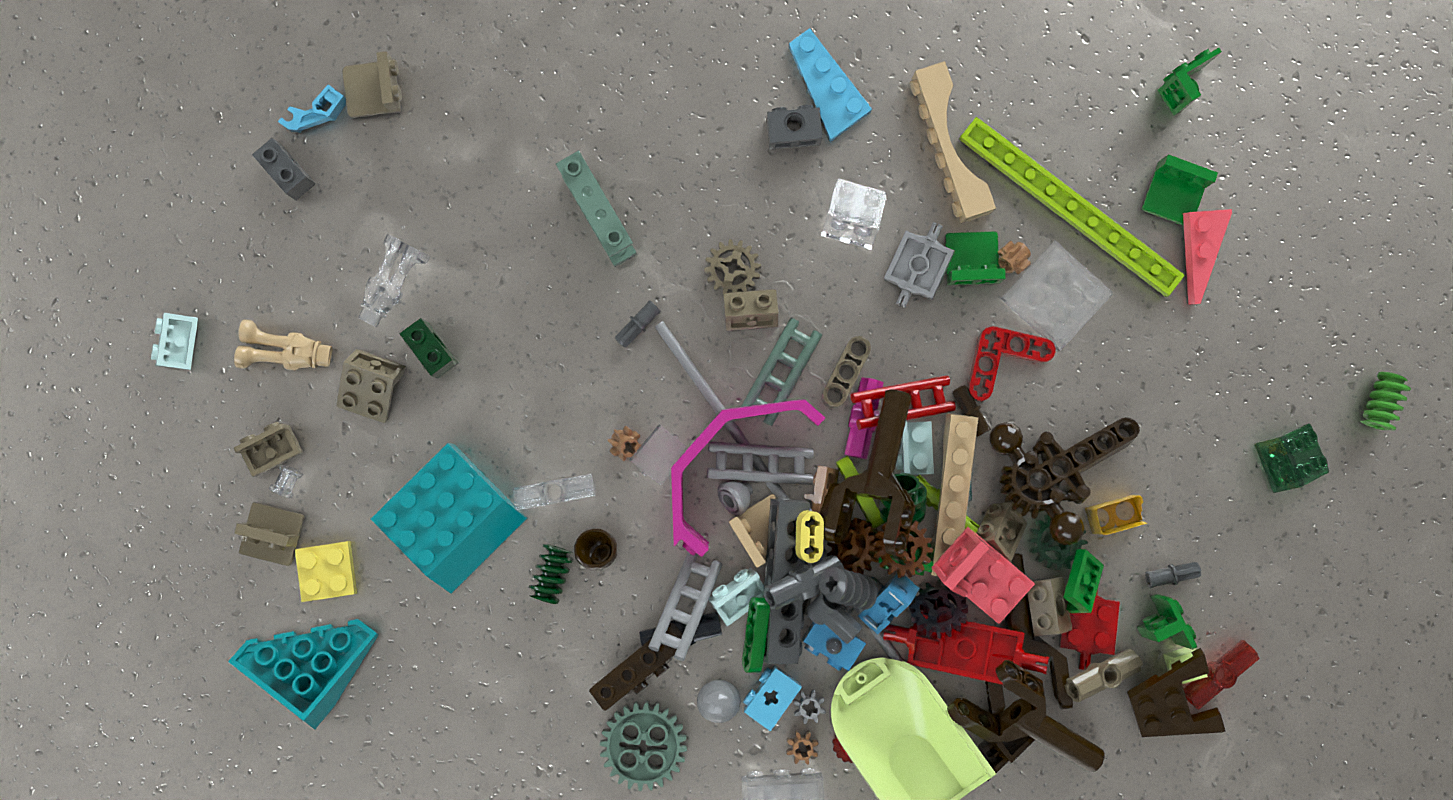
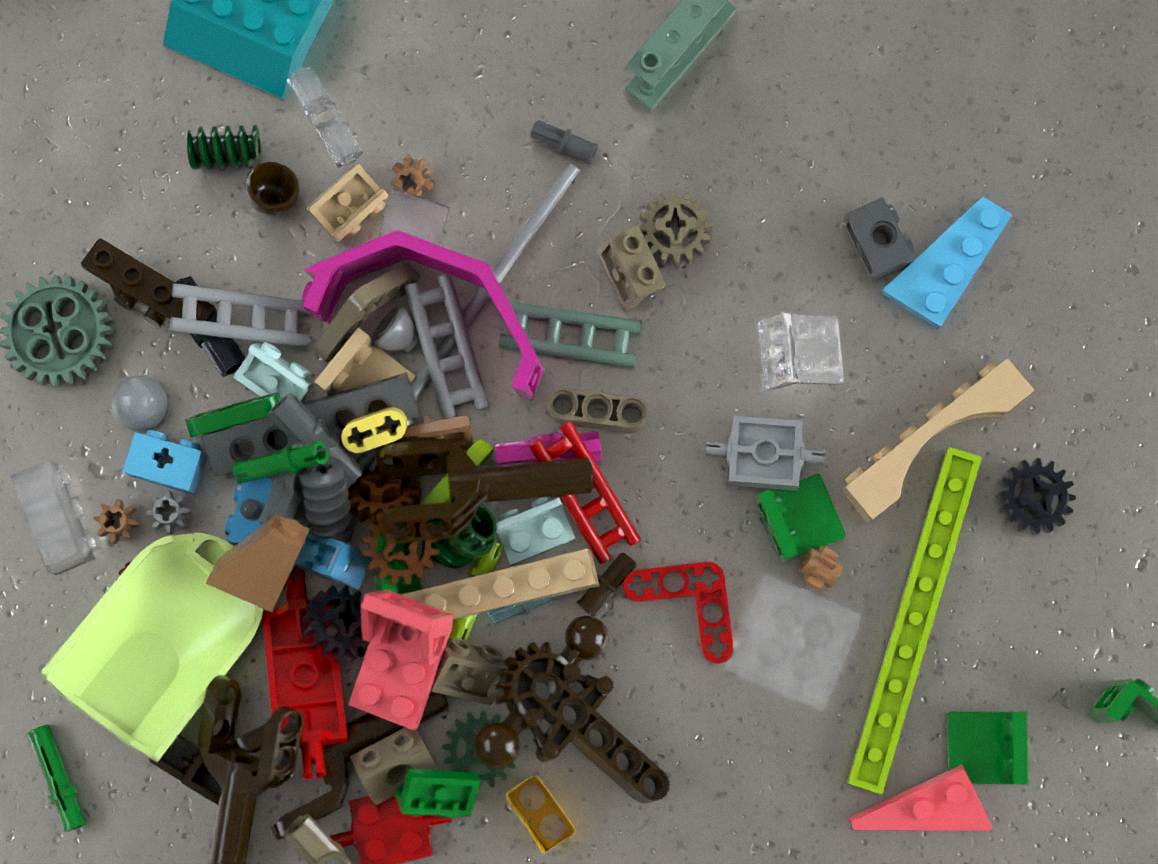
camera: 75 degrees right, 5 degrees down
(627, 497) = (348, 203): none -> tan bracket
(713, 512) = (361, 304): none -> dark tan beam
(815, 604) = (290, 460): none -> green pin
(878, 652) = (260, 562): none -> medium nougat slope
(1007, 98) = (1040, 509): none -> black gear

